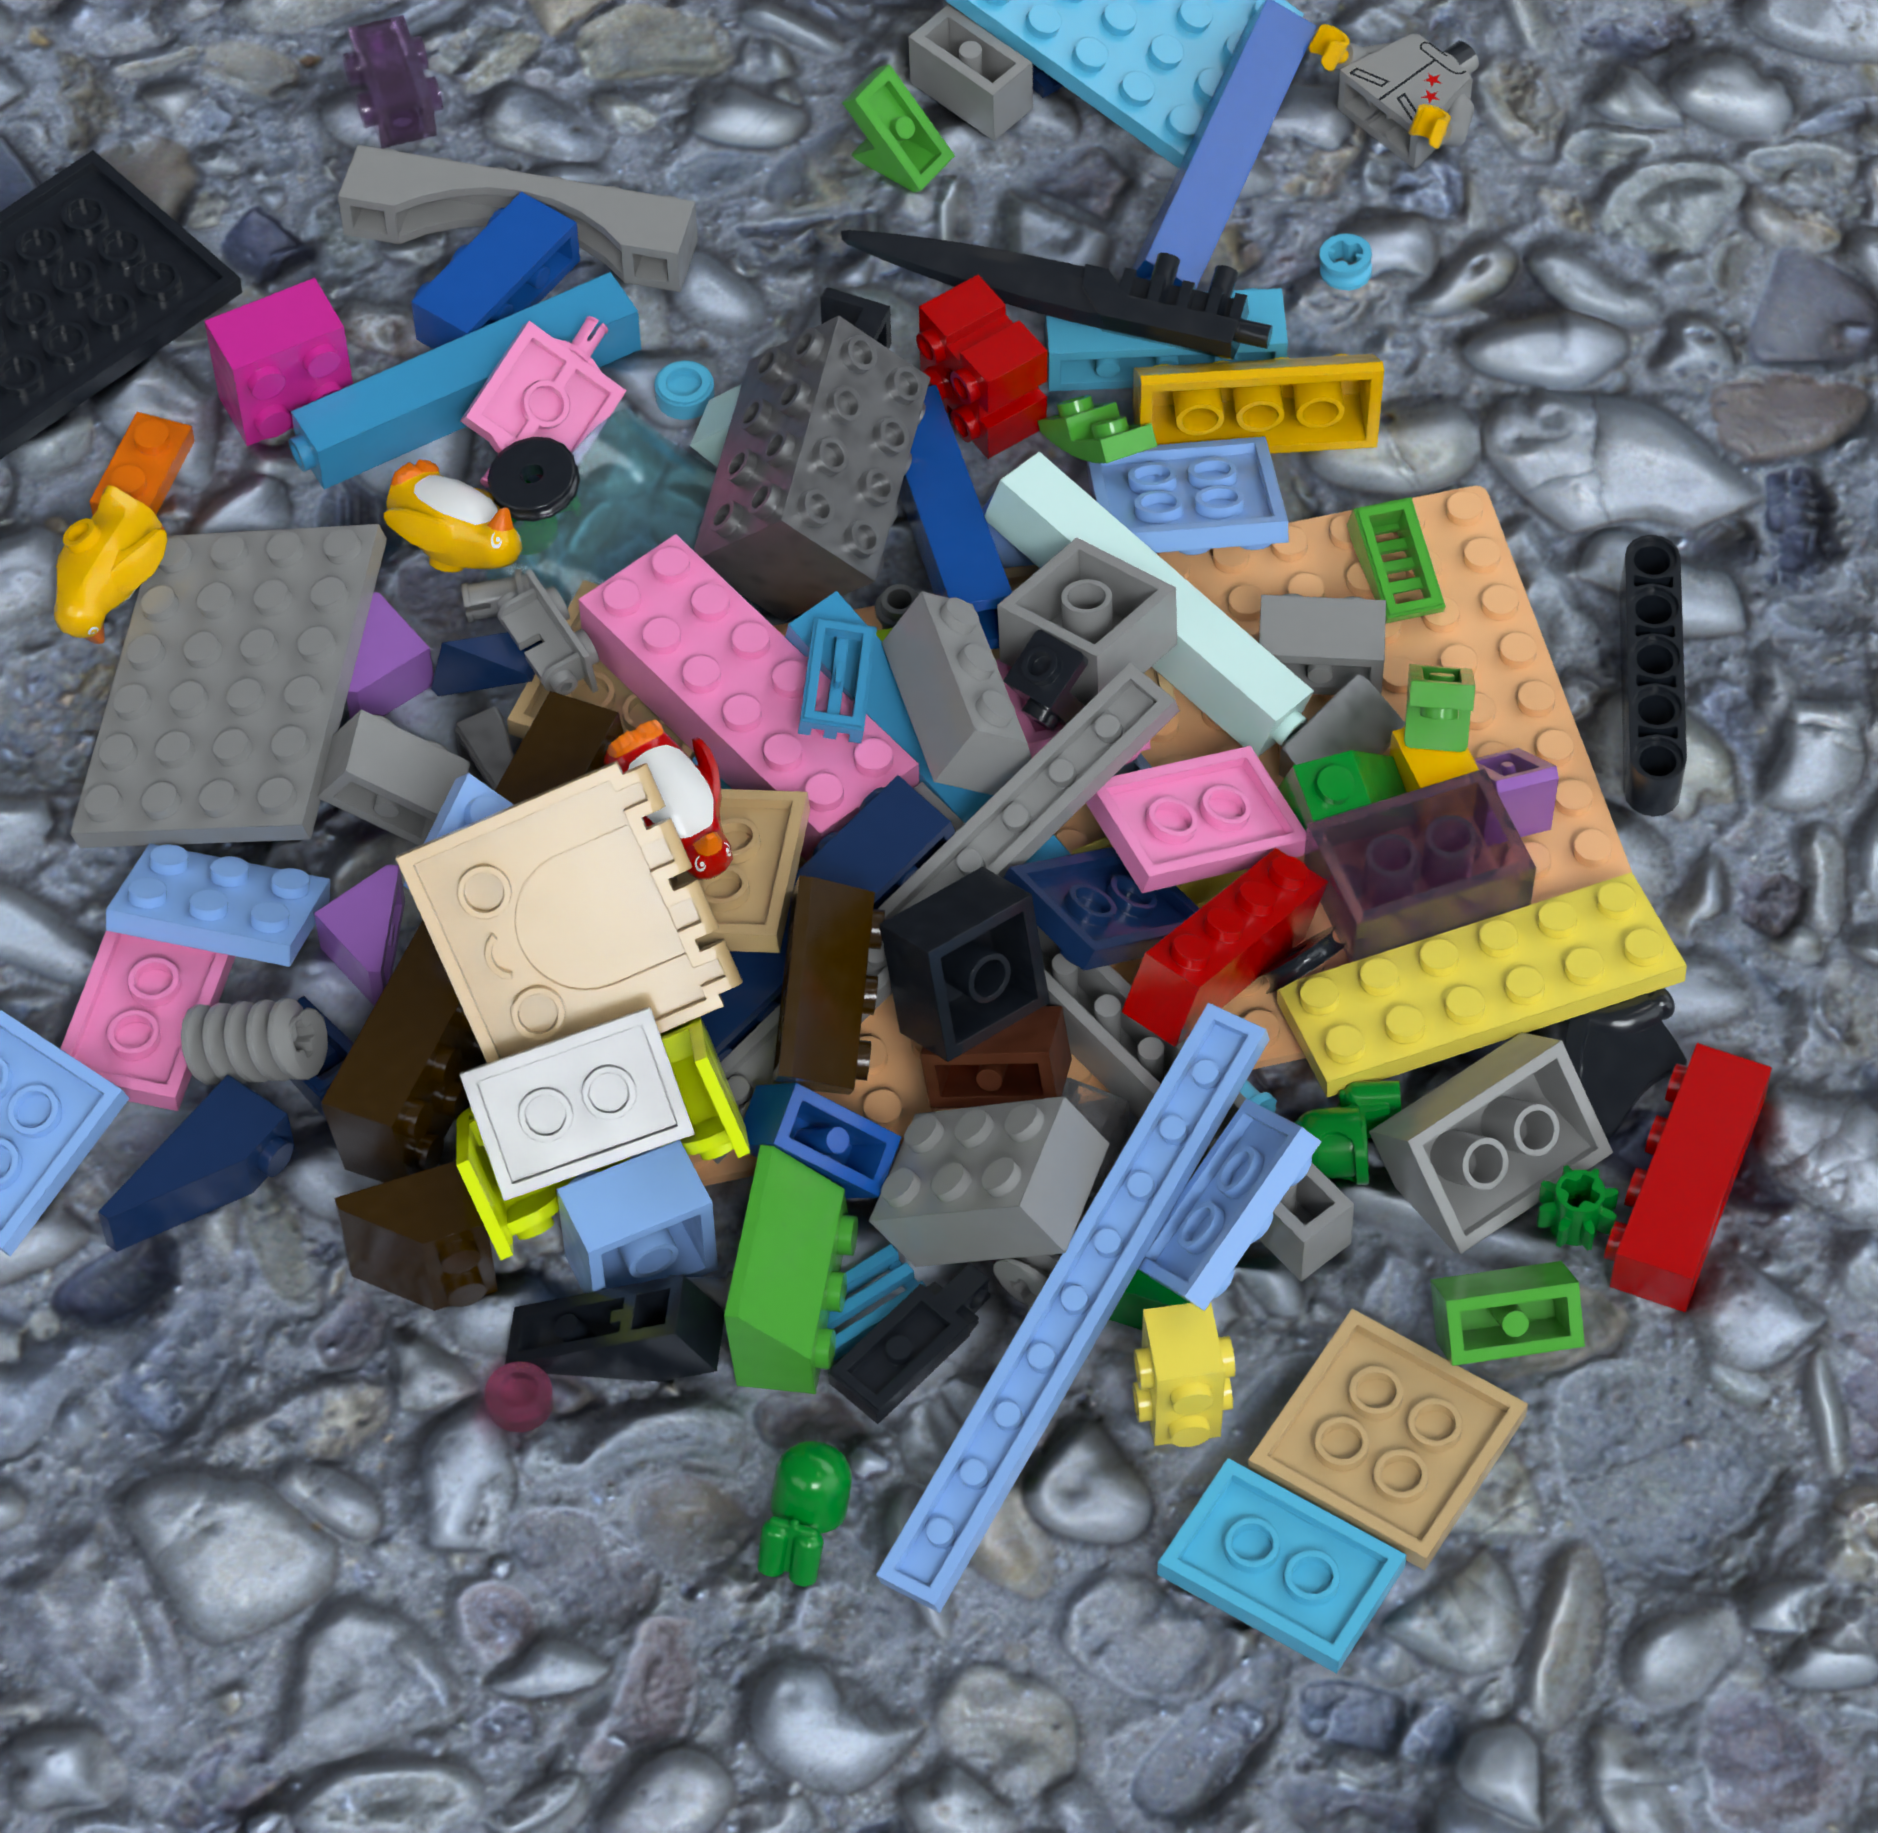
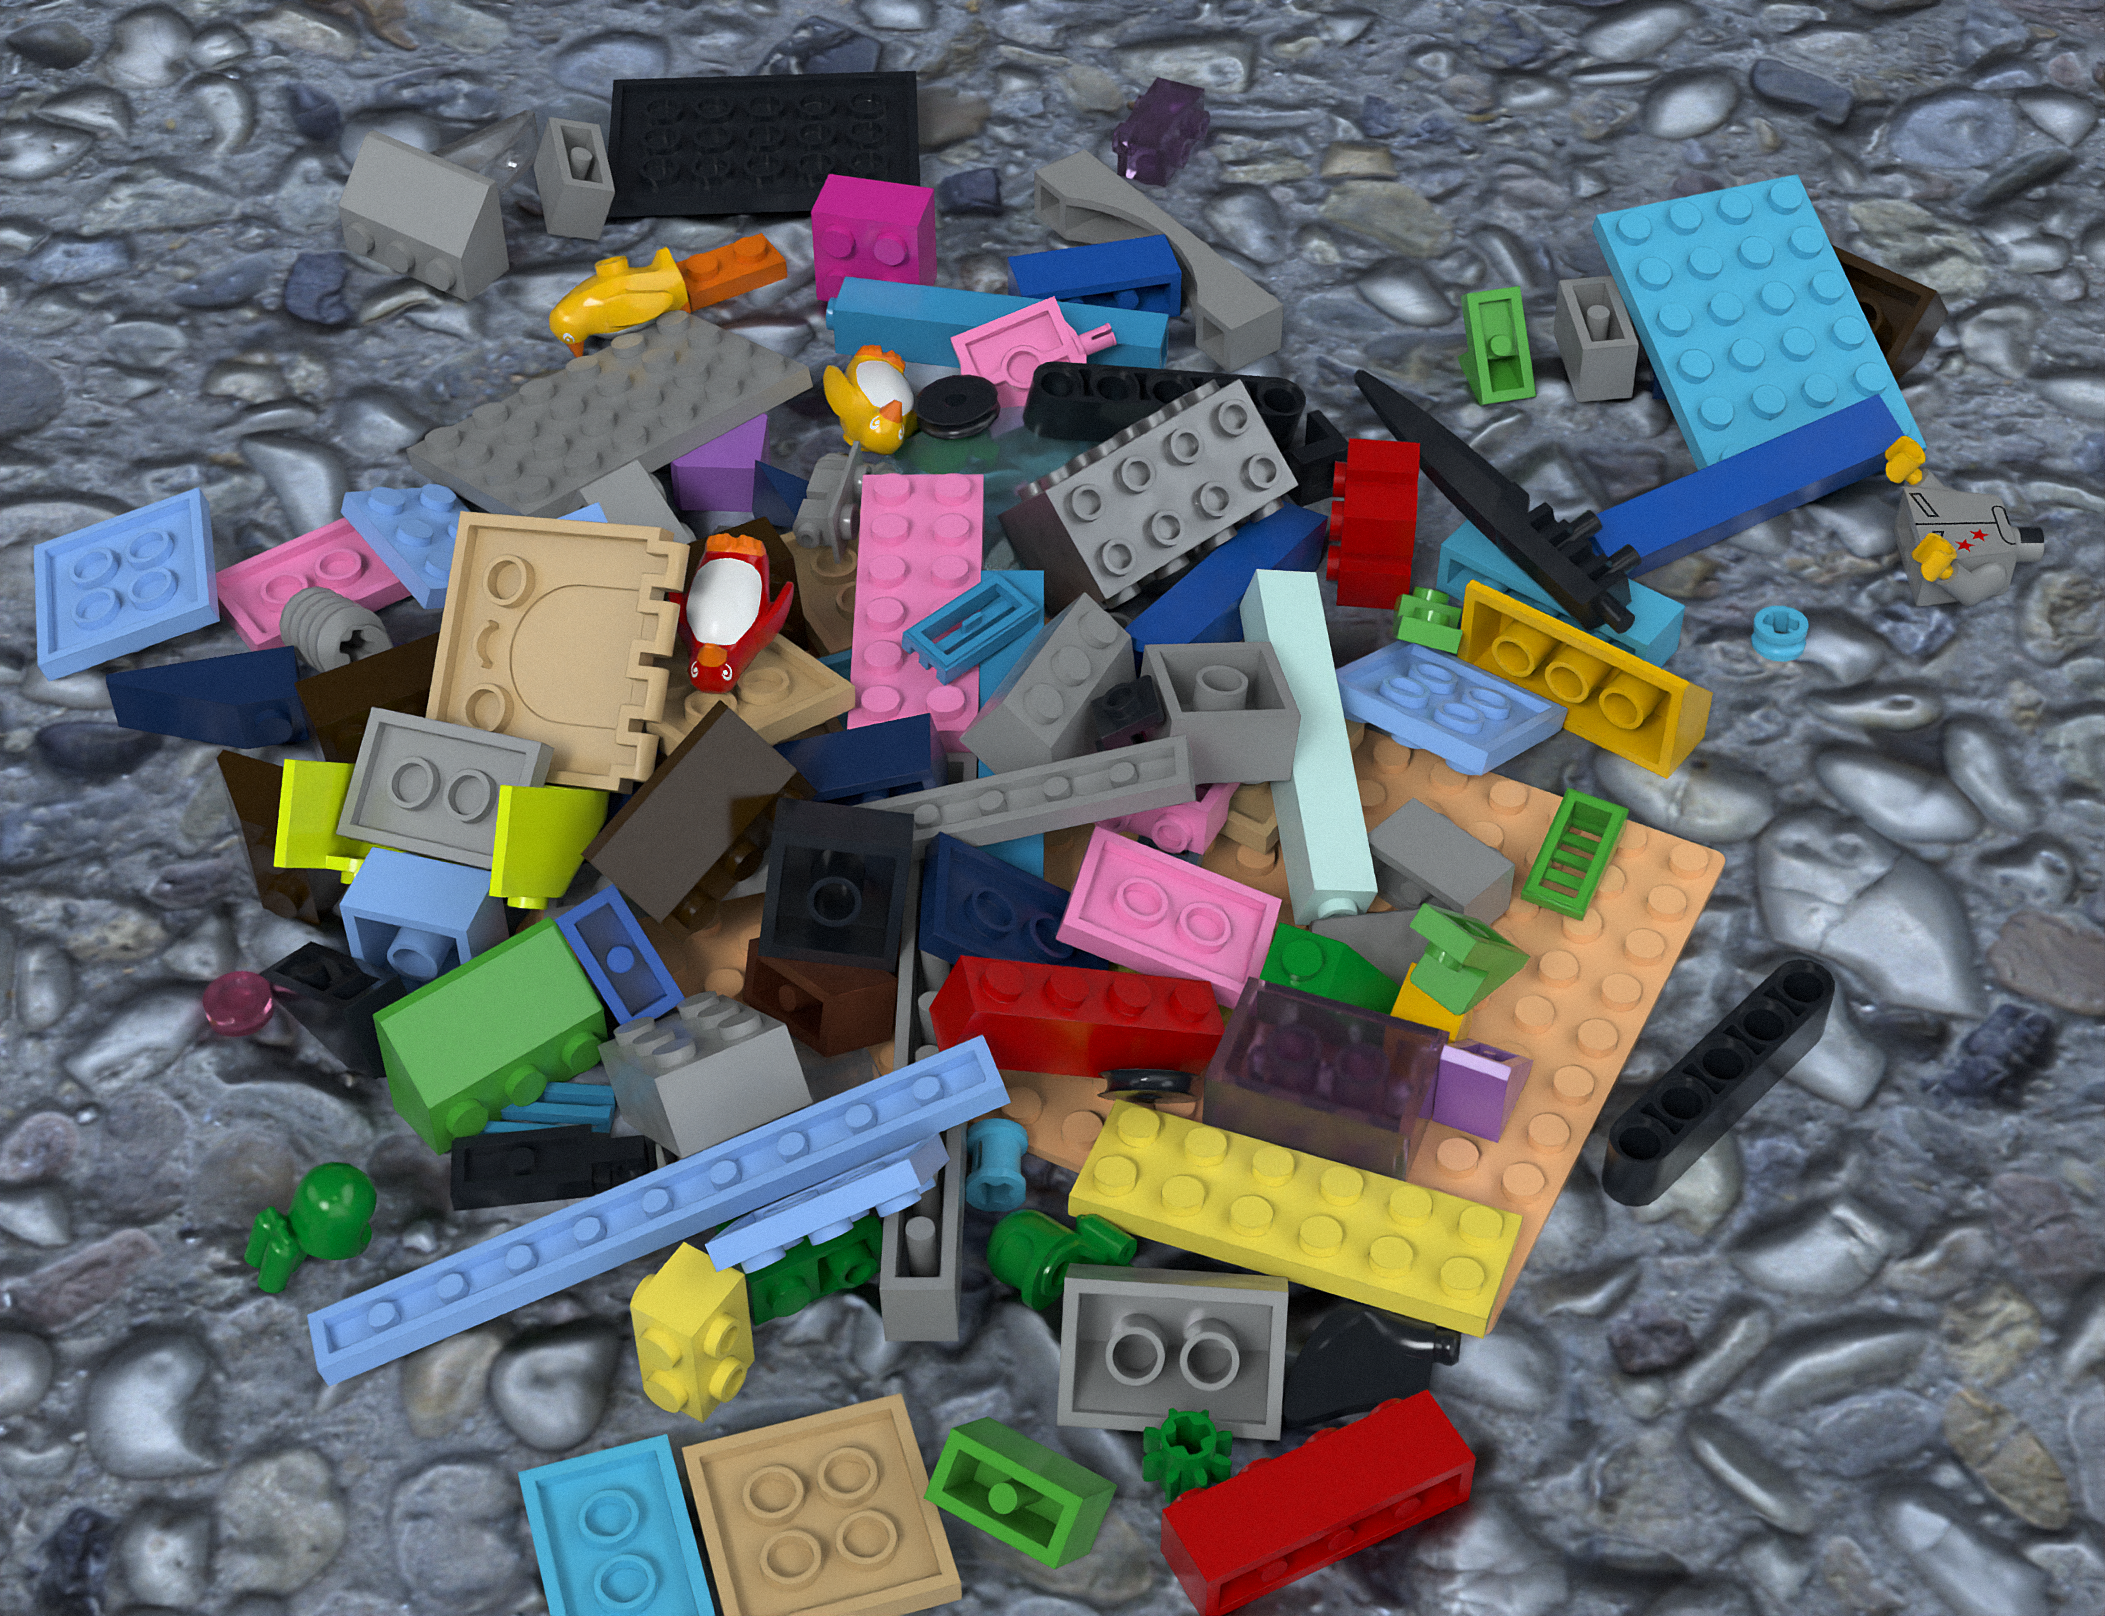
camera: 40 degrees right, 10 degrees down
(694, 368) = (1102, 400): none -> black beam

